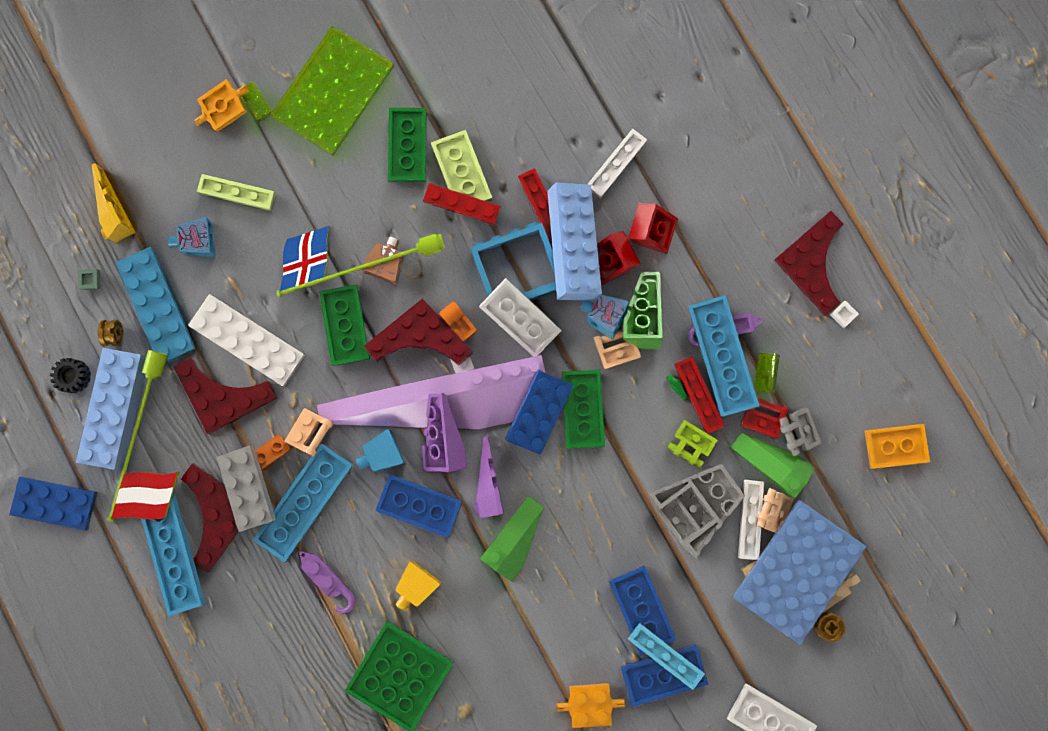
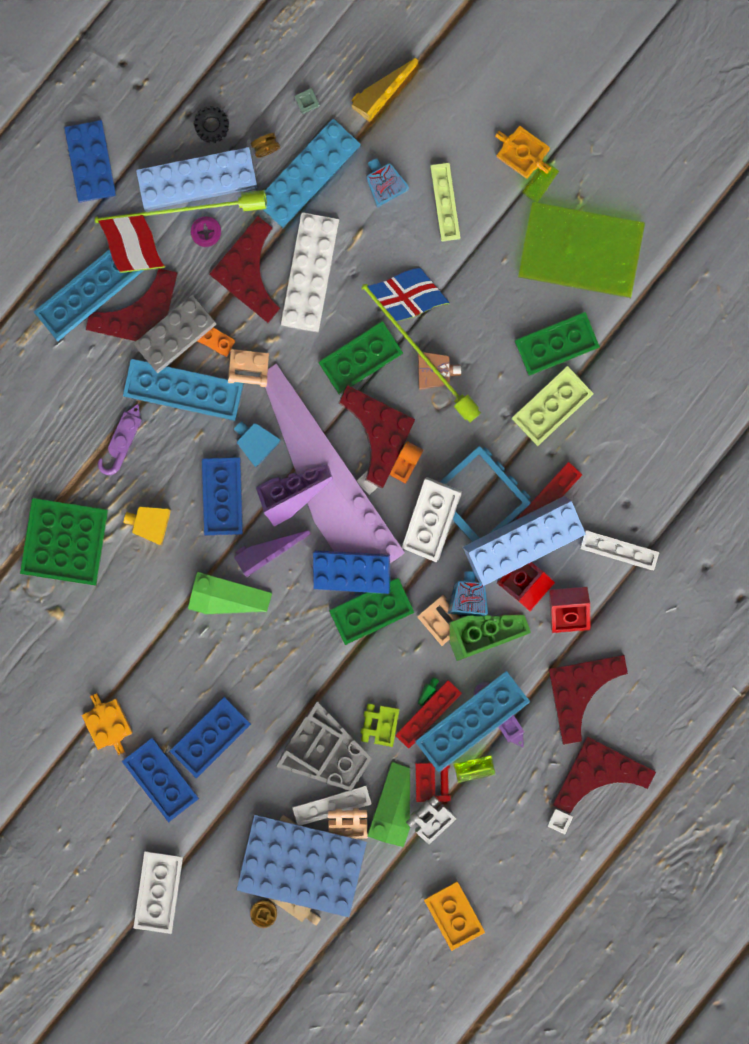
camera: 70 degrees right, 5 degrees up
(163, 413) = (212, 225): none -> magenta gear
(461, 204) = (518, 420): red plate -> none
(666, 656) = (178, 773): medium azure plate -> none
(724, 251) = (574, 688): none -> dark red plate

